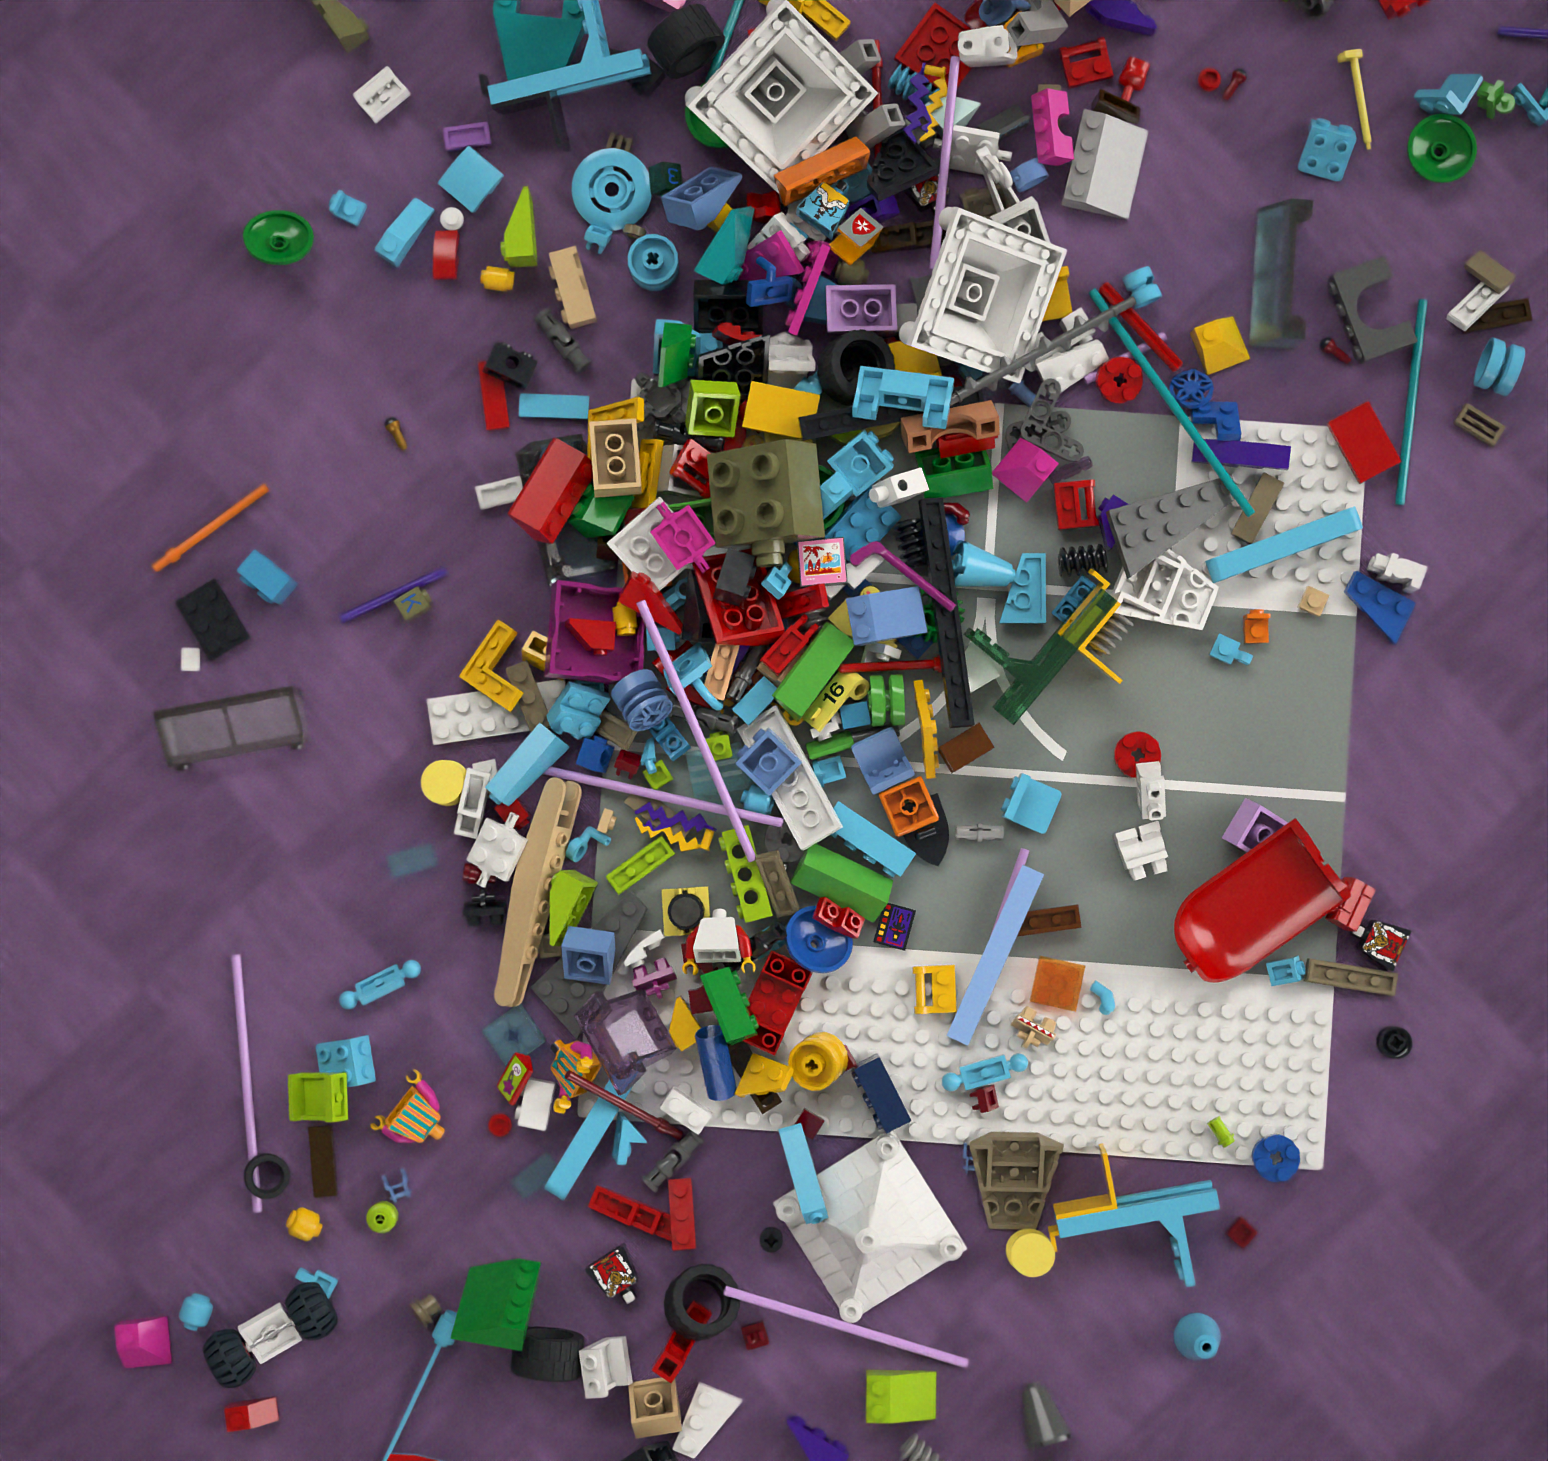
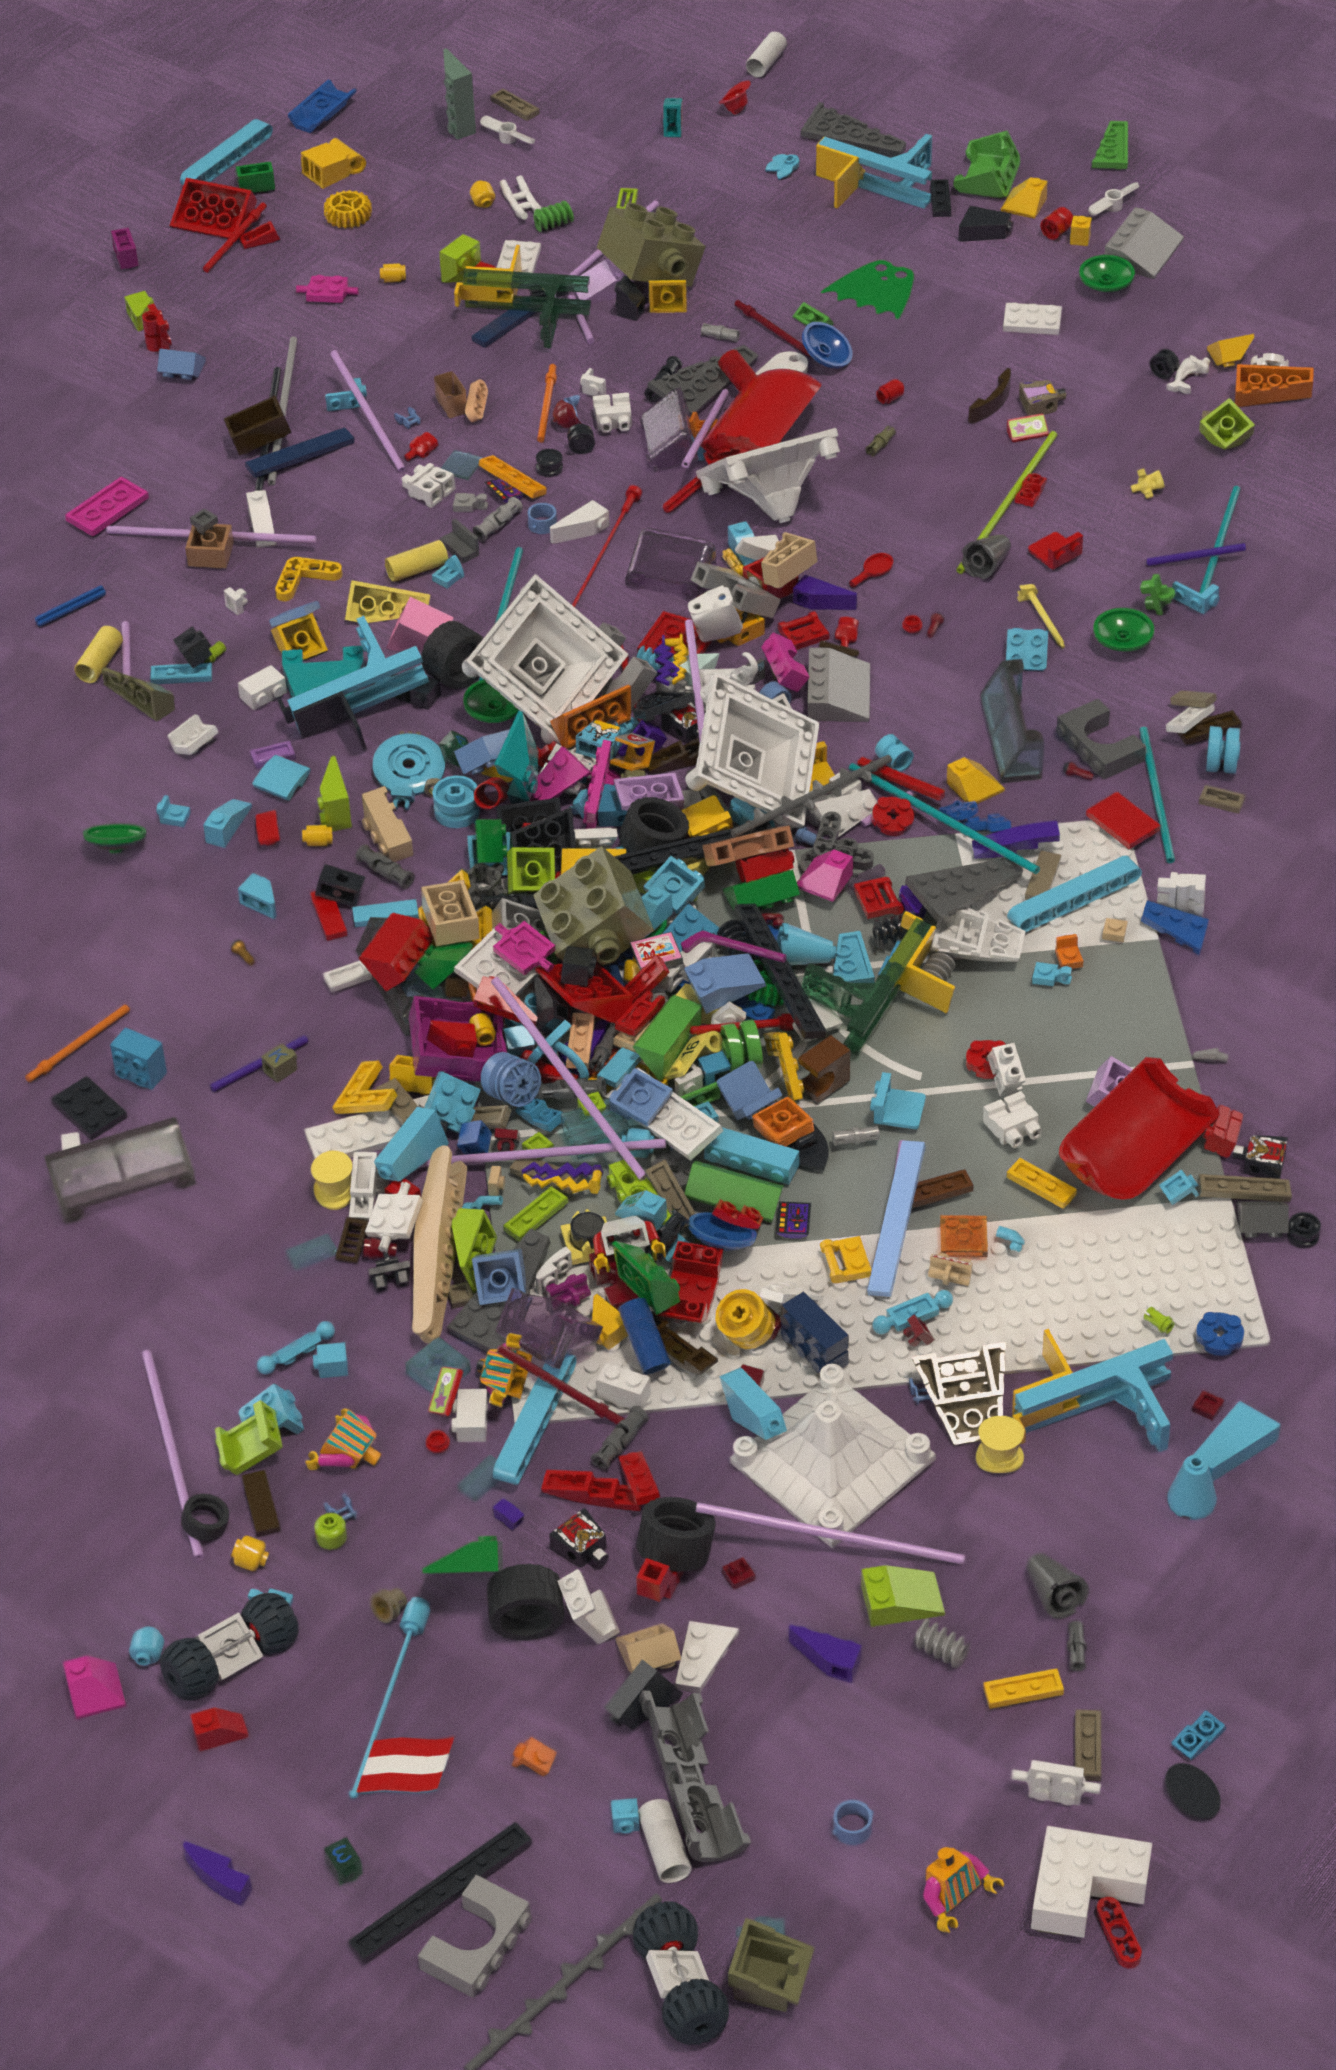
camera: 10 degrees left, 40 degrees down
(411, 1007) = (331, 1360): none -> medium azure brick
(423, 355) = (258, 895): none -> medium azure slope
(452, 218) = (268, 804): white plate -> none
(453, 877) = (355, 1225): none -> dark brown slope
(468, 32) = (262, 687): none -> white brick
(553, 1226) = (508, 1514): none -> dark purple piece
(624, 1135) = (567, 1422): medium azure slope -> none
(648, 757) = (527, 1130): medium azure bar -> none
(685, 281) = (480, 797): none -> red piece
(695, 458) = (523, 909): red plate -> none
(741, 906) = (645, 1206): none -> medium azure slope
(763, 1076) = (694, 1338): yellow wing -> none
(771, 289) = (563, 787): blue plate -> none
(771, 1234) = (730, 1491): black wheel -> none
(777, 581) = (617, 970): medium azure plate -> none
(866, 1038) = (786, 1290): none -> white wing
(889, 492) = (713, 897): white torso -> none
(904, 391) = (699, 822): medium azure bracket -> none
(1150, 935) = (1041, 1183): none -> yellow plate
(1252, 1287) = (1237, 1439): none -> medium azure slope
(1358, 1017) = (1263, 1217): none -> dark grey slope
(1366, 791) = (1210, 1055): none -> light grey bar
(1451, 97) = (1115, 596): medium azure bracket -> none

